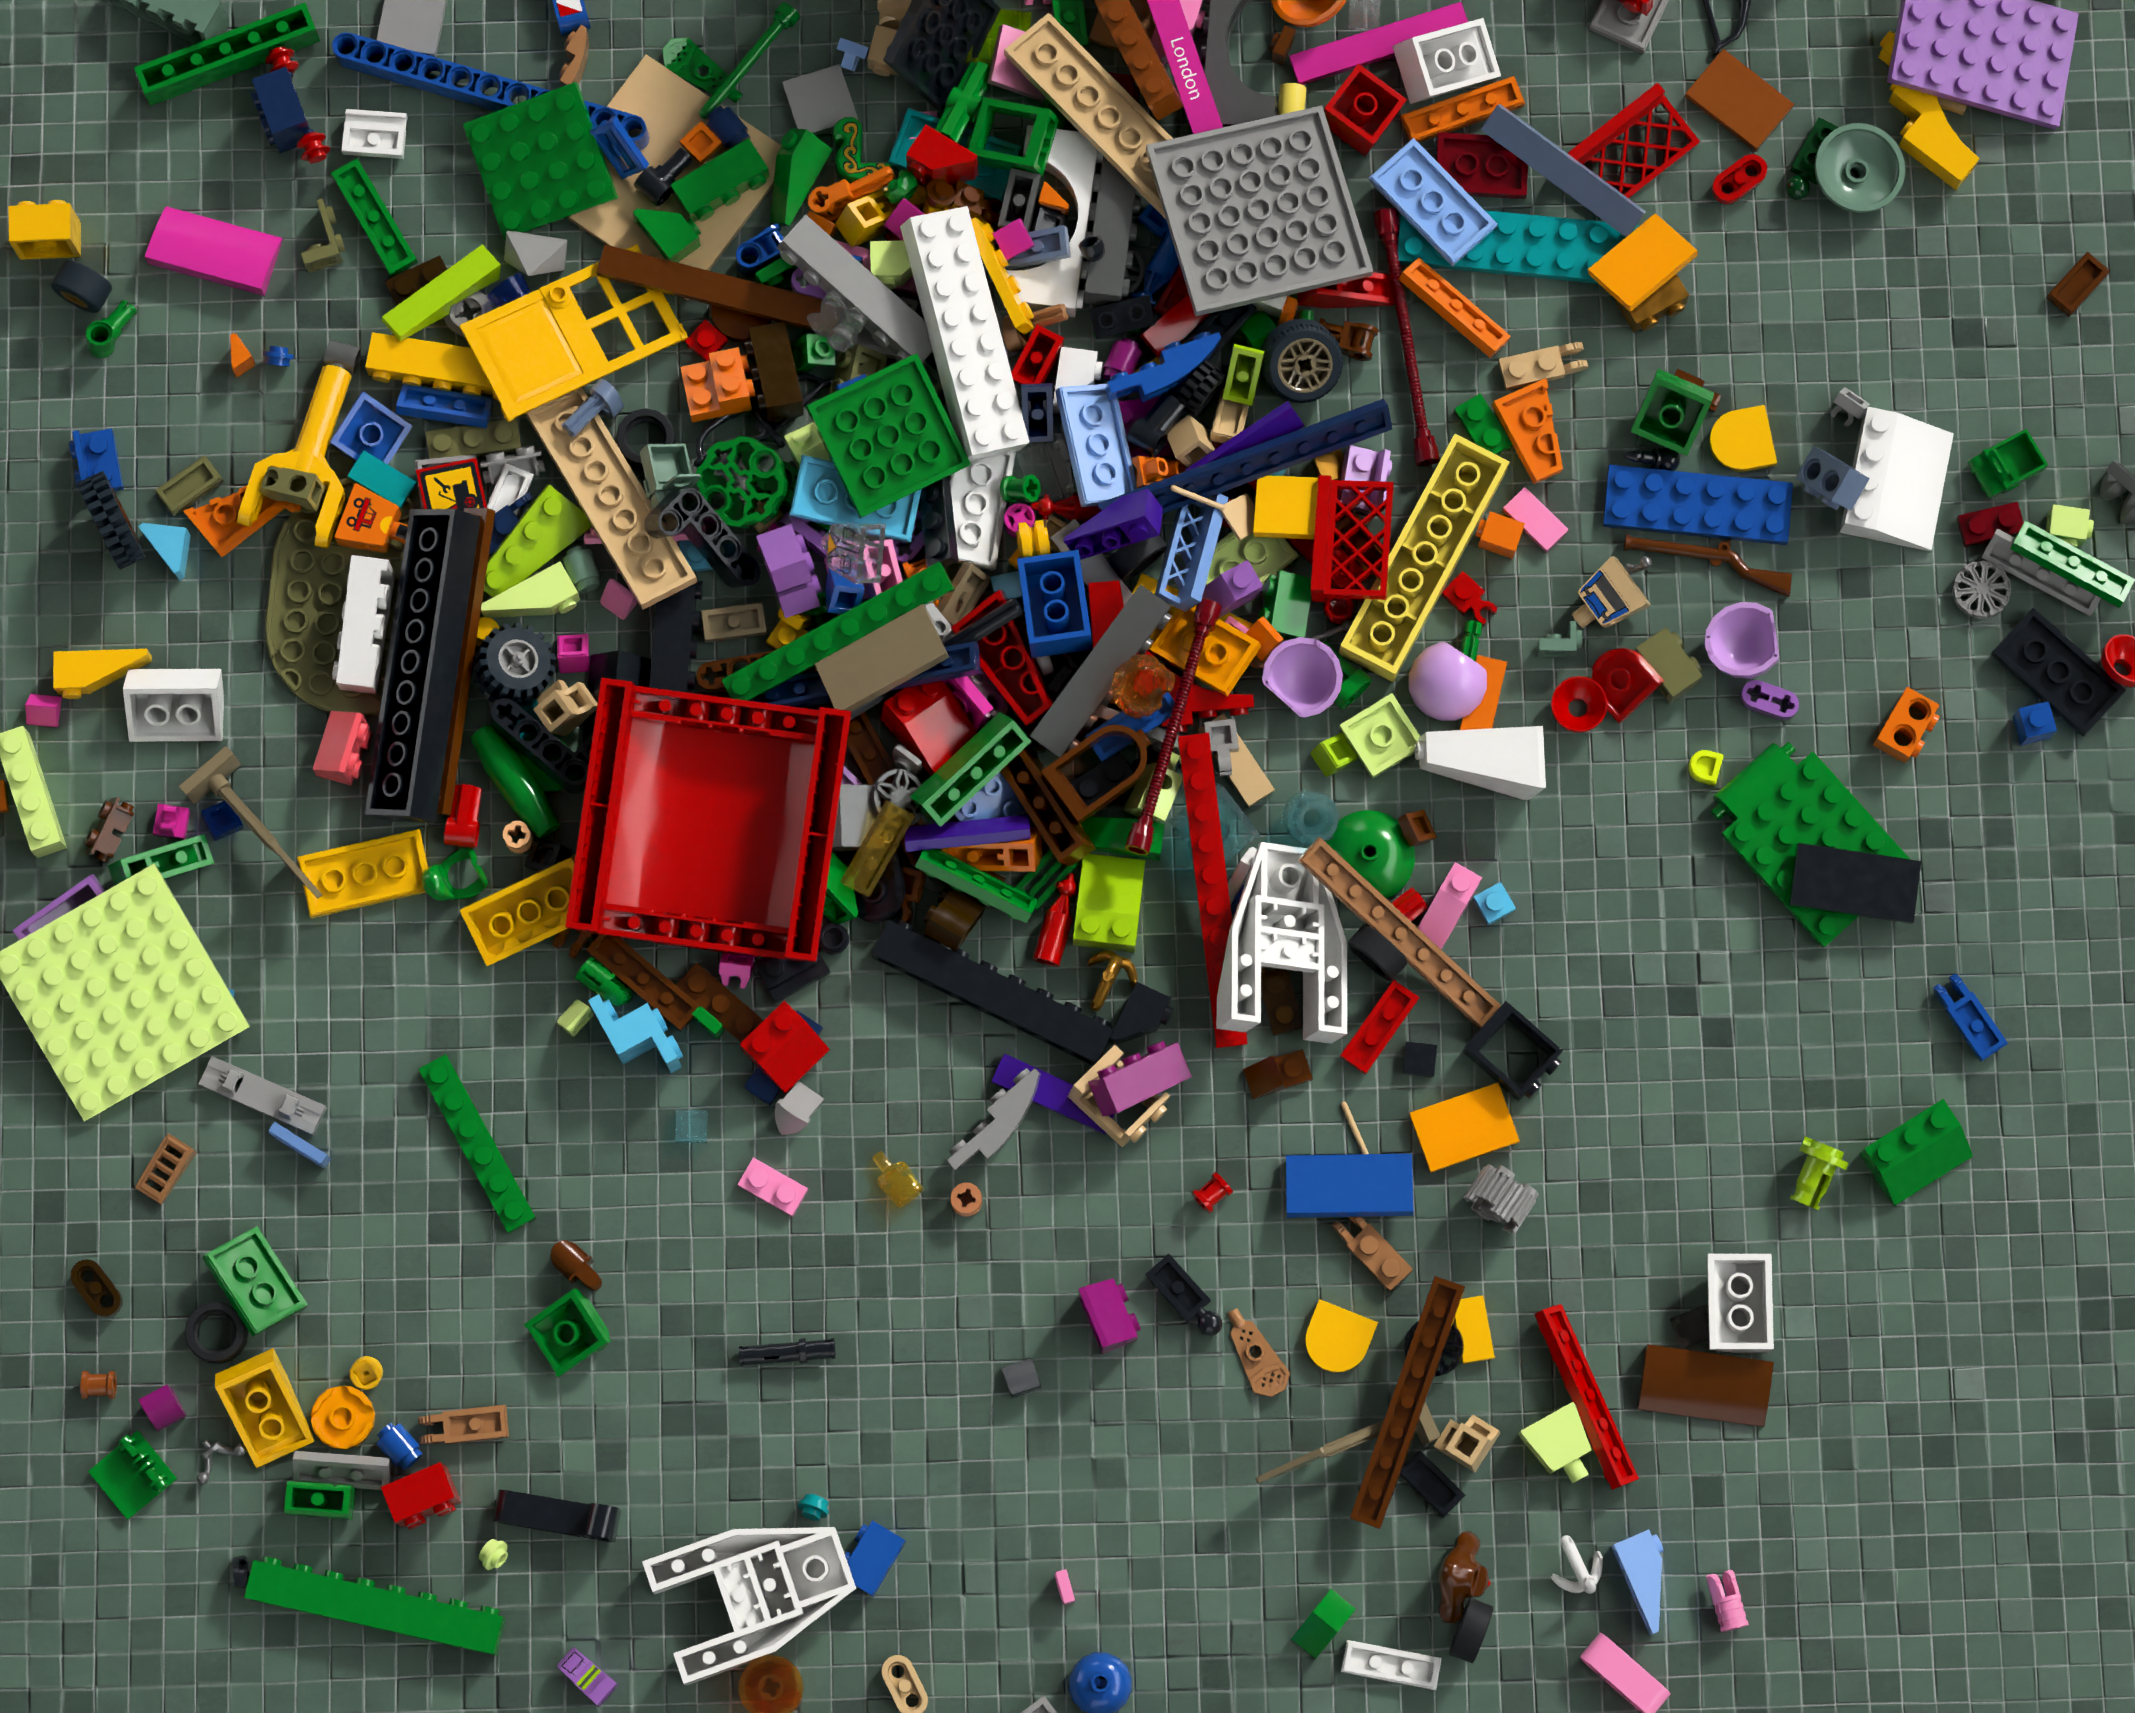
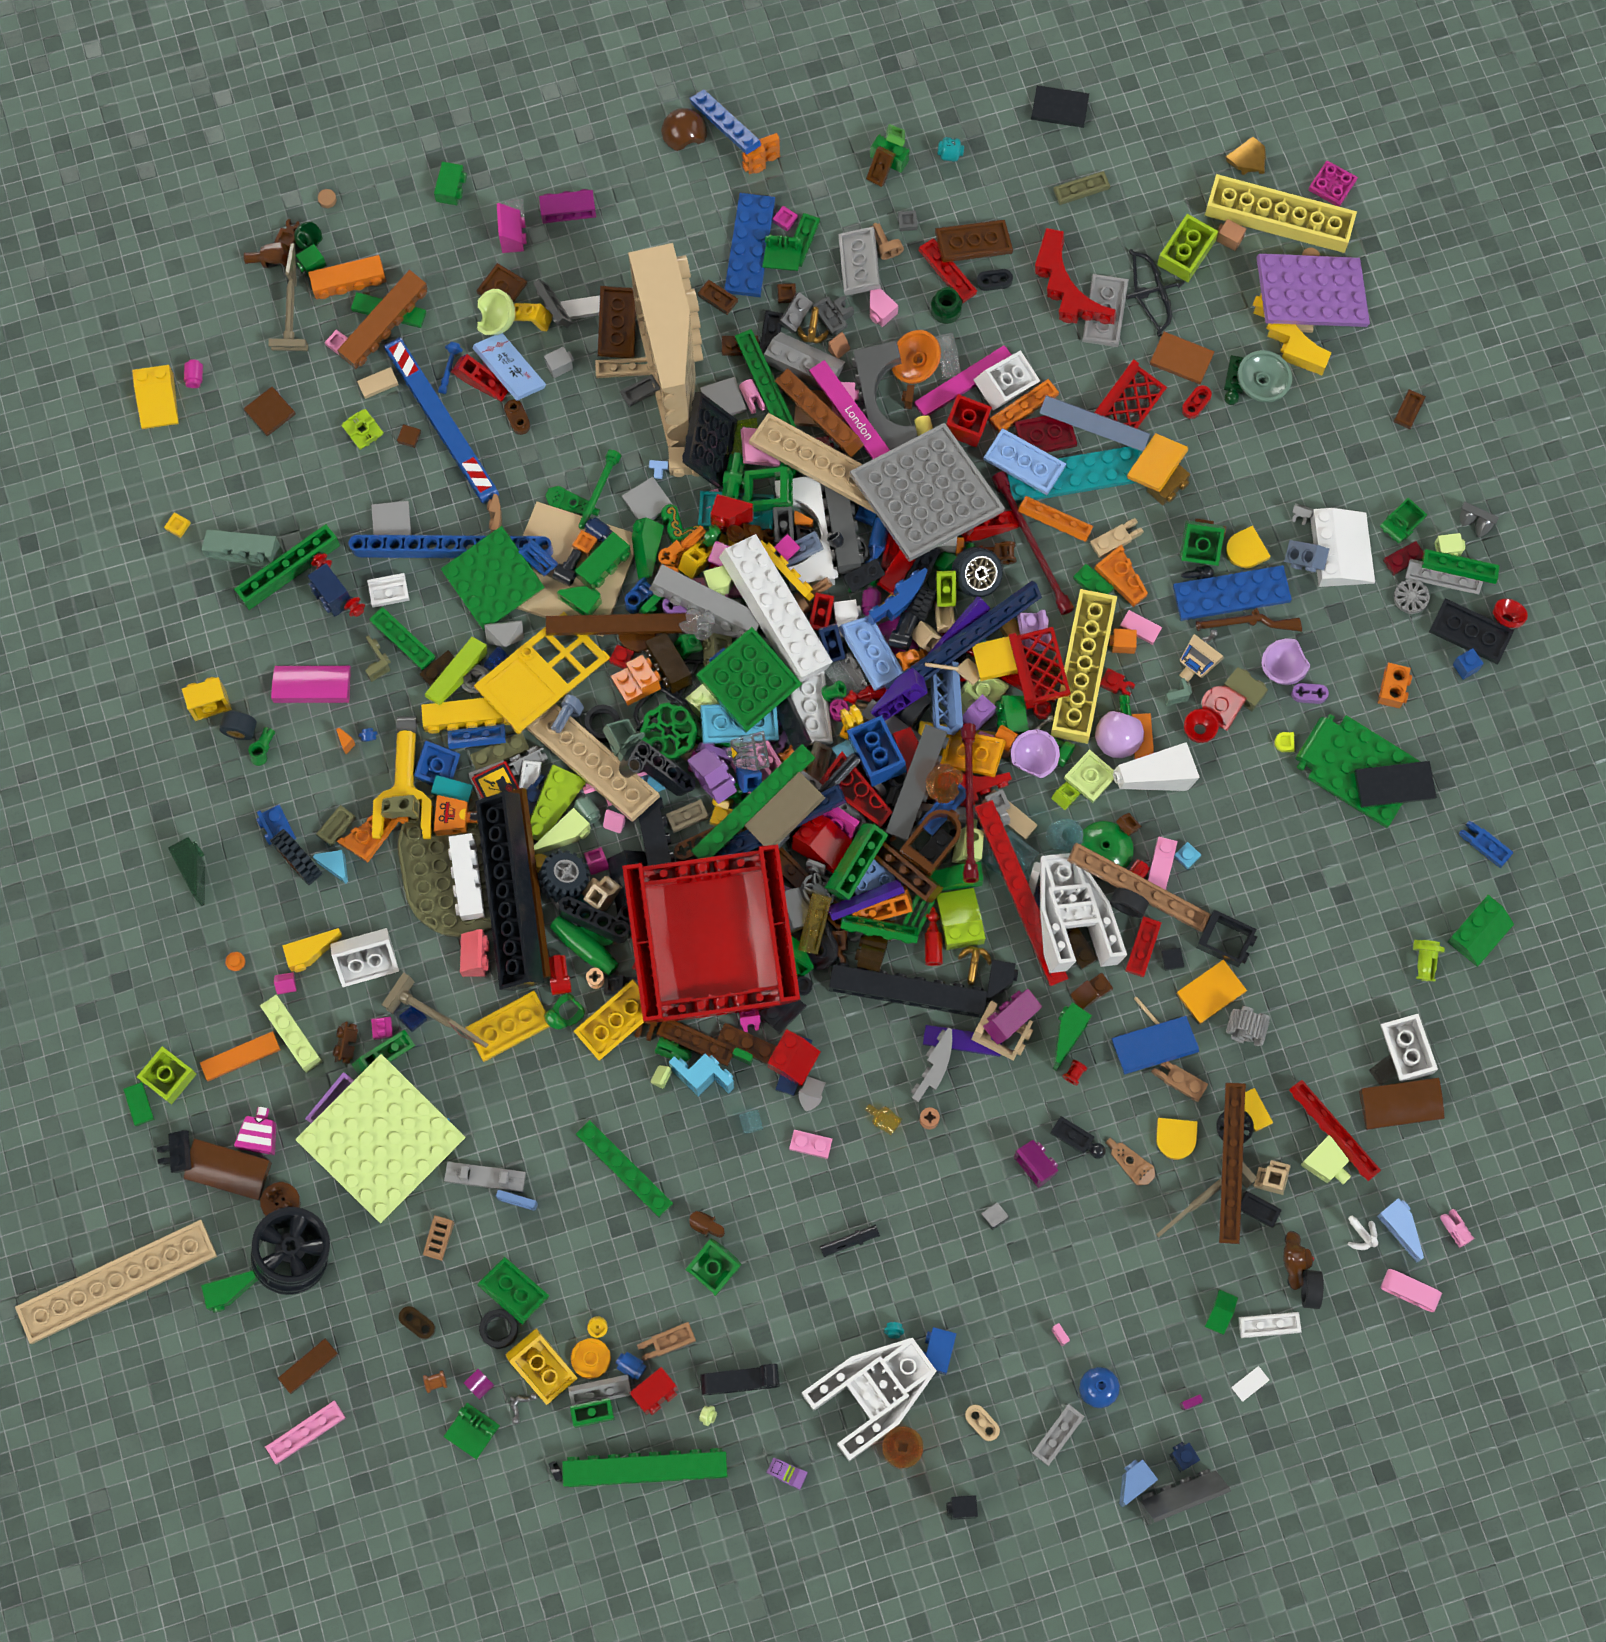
camera: 15 degrees left, 5 degrees down
(1225, 1122) = (1071, 1026): none -> green slope

